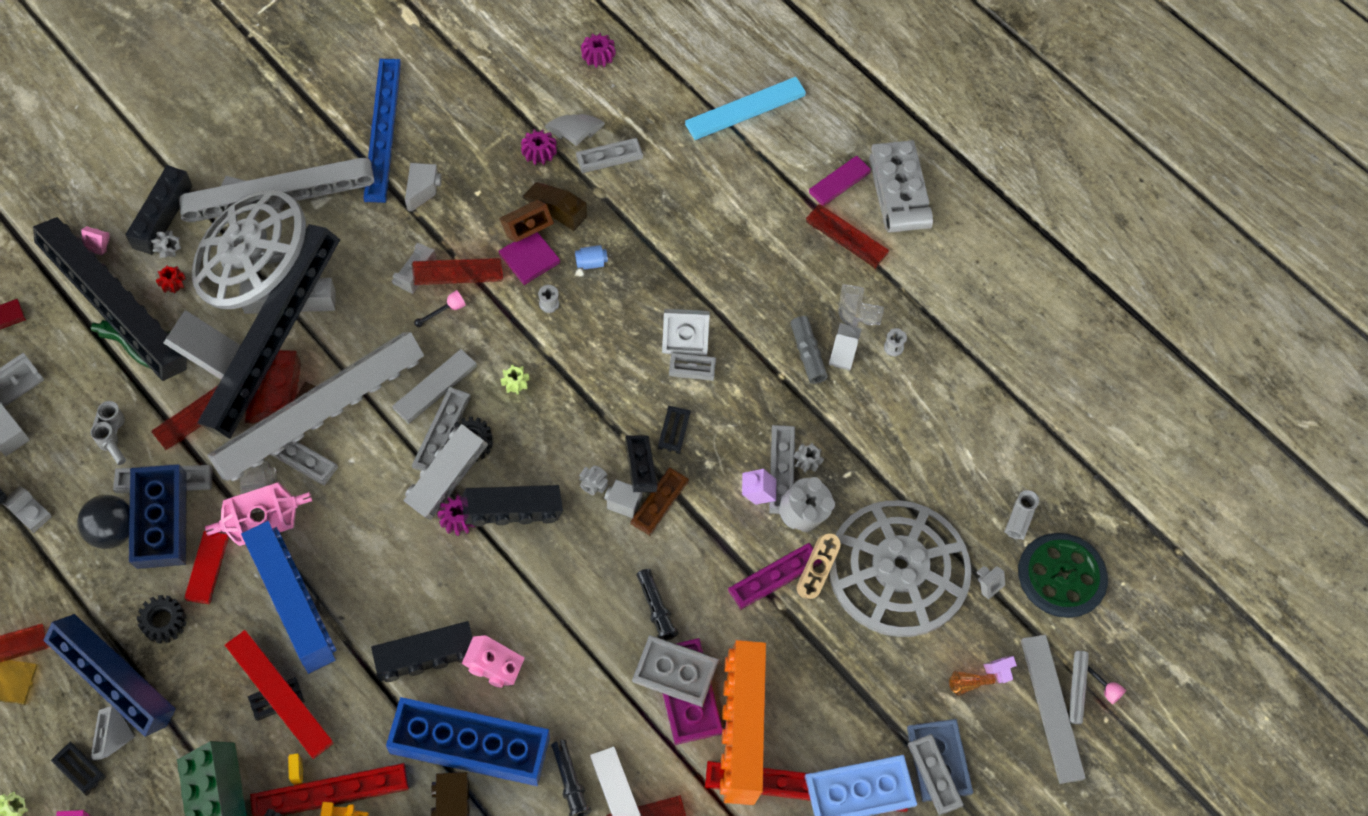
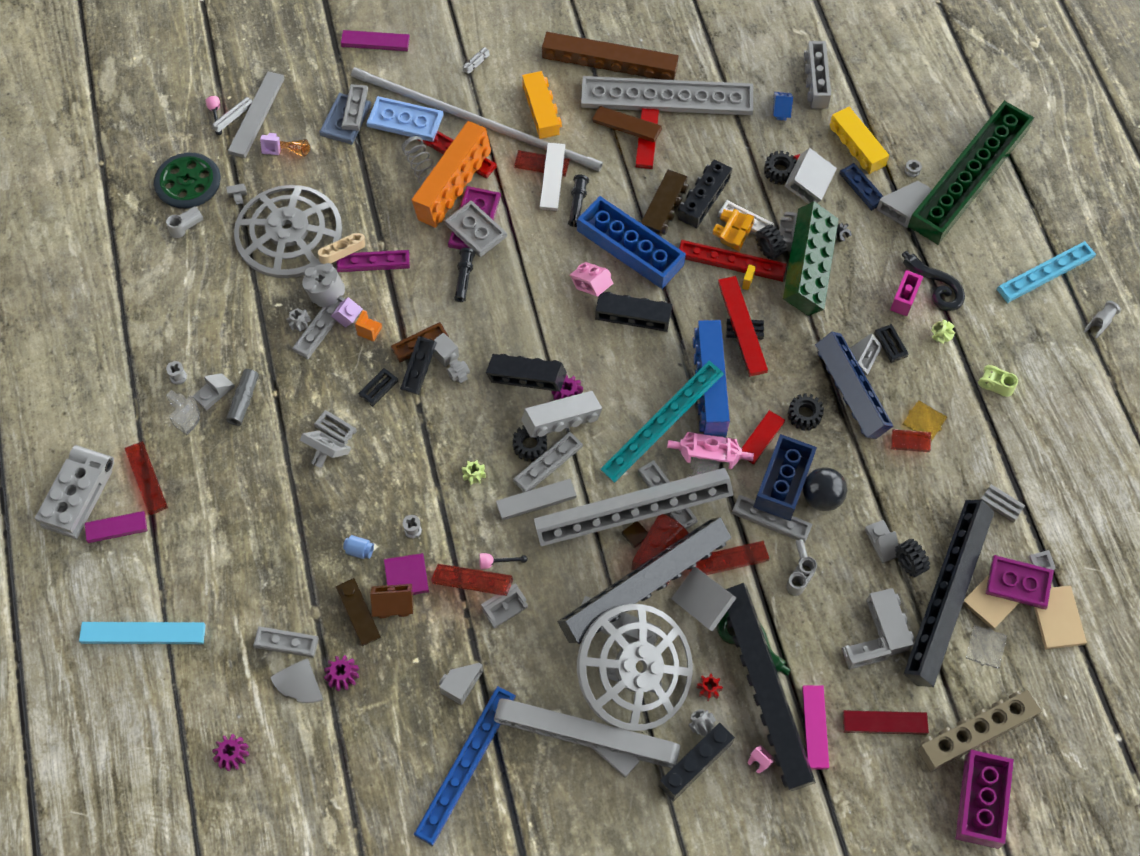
camera: 150 degrees left, 0 degrees up
(50, 293) = (815, 726): none -> dark pink tile
(322, 514) = (662, 421): none -> teal tile
(726, 486) = (367, 327): none -> orange panel
(830, 744) = (414, 150): none -> light grey piece

